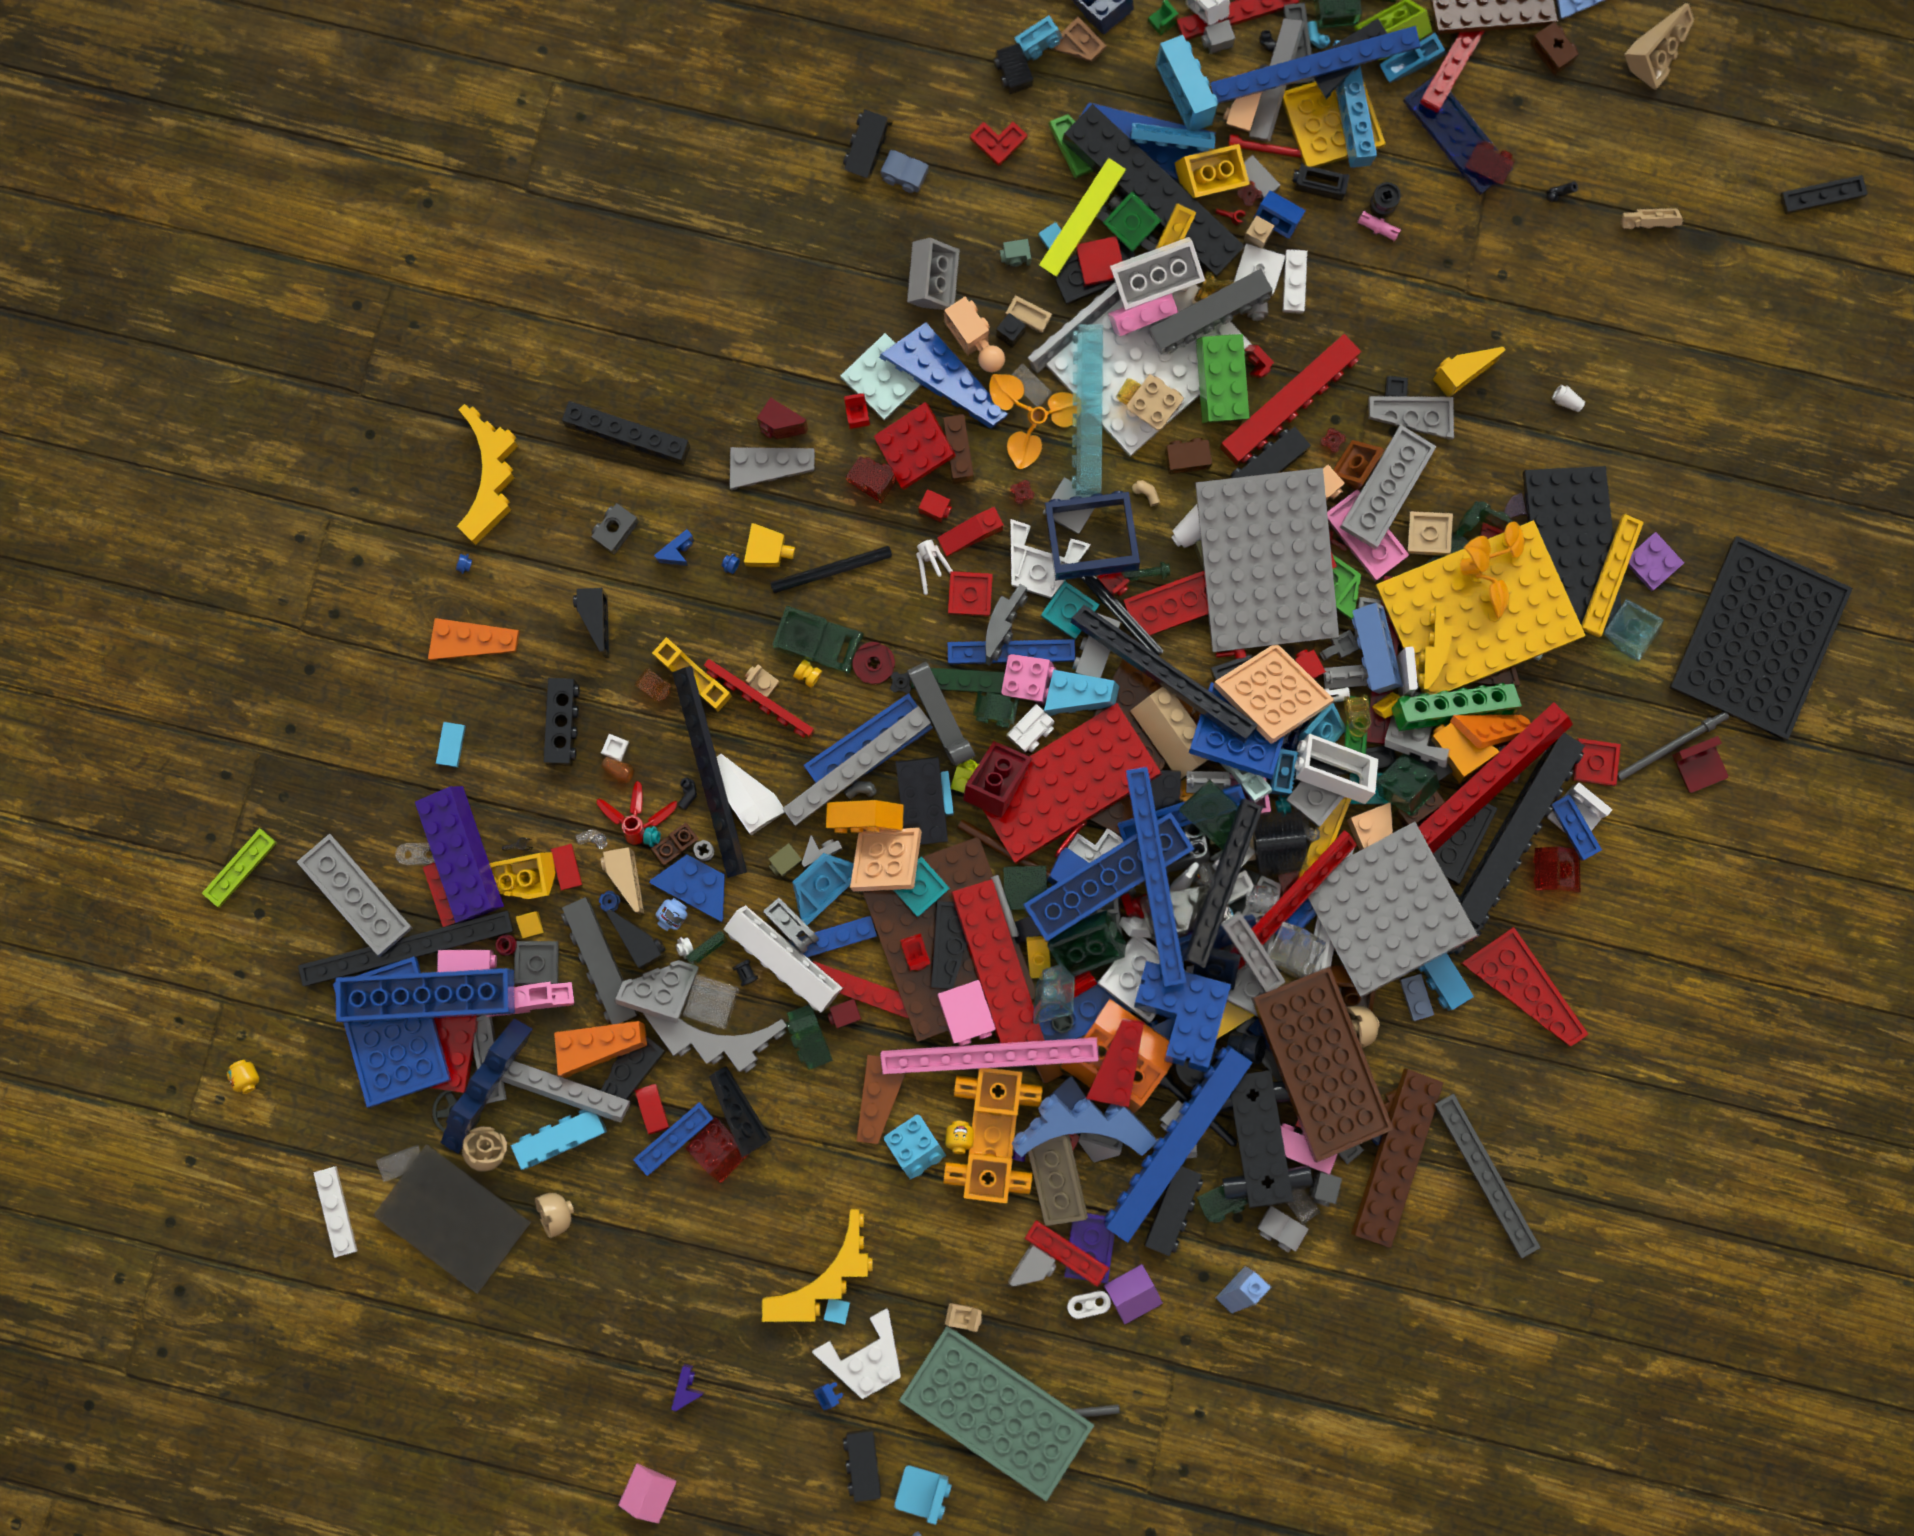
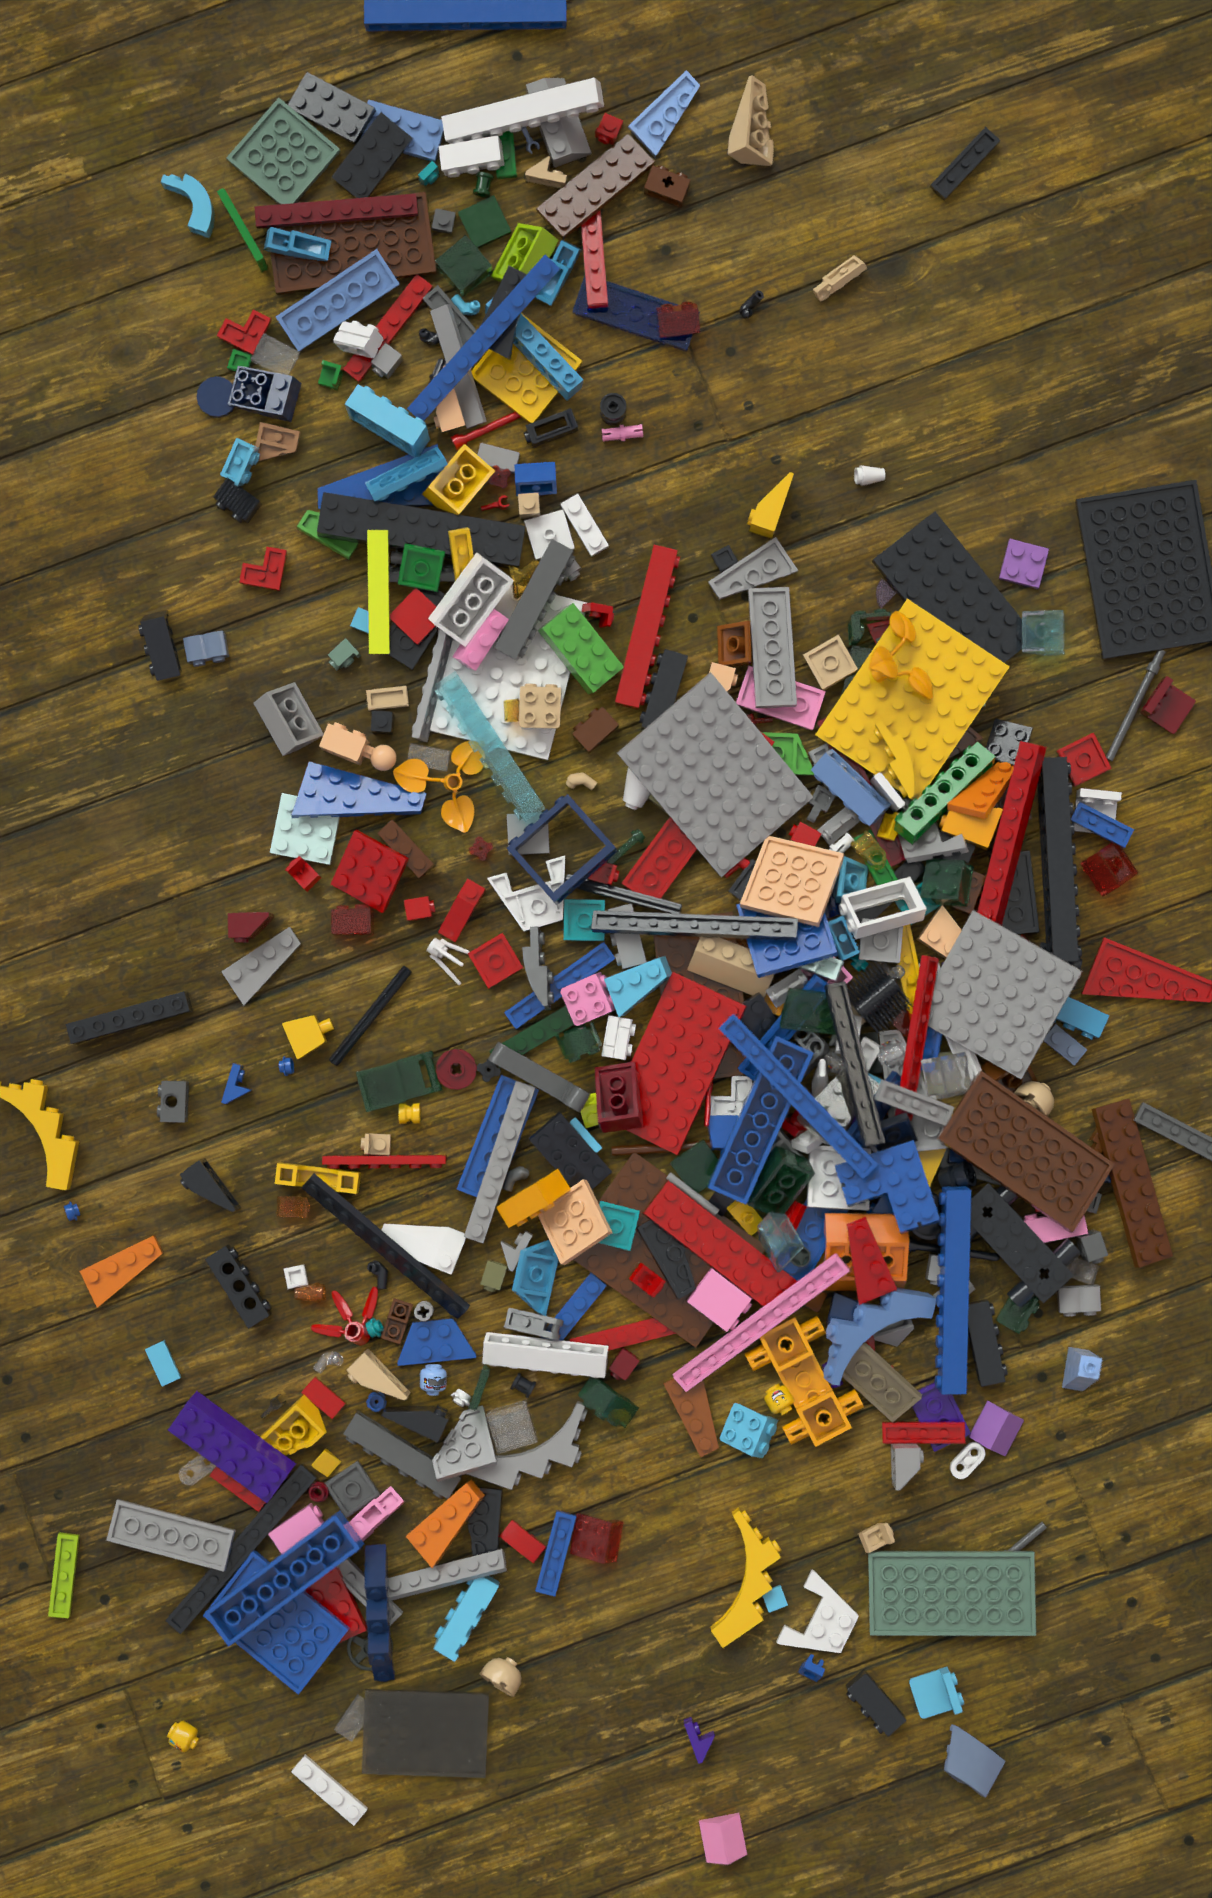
camera: 30 degrees left, 5 degrees up
(484, 1148) = (413, 1663): tan cylinder -> none
(741, 1117) = (596, 1500): black wing -> none
(1339, 438) = (706, 632): clear red plate -> none
(1538, 698) = (1005, 740): none -> hinge
(1611, 575) = (998, 599): yellow tile -> none

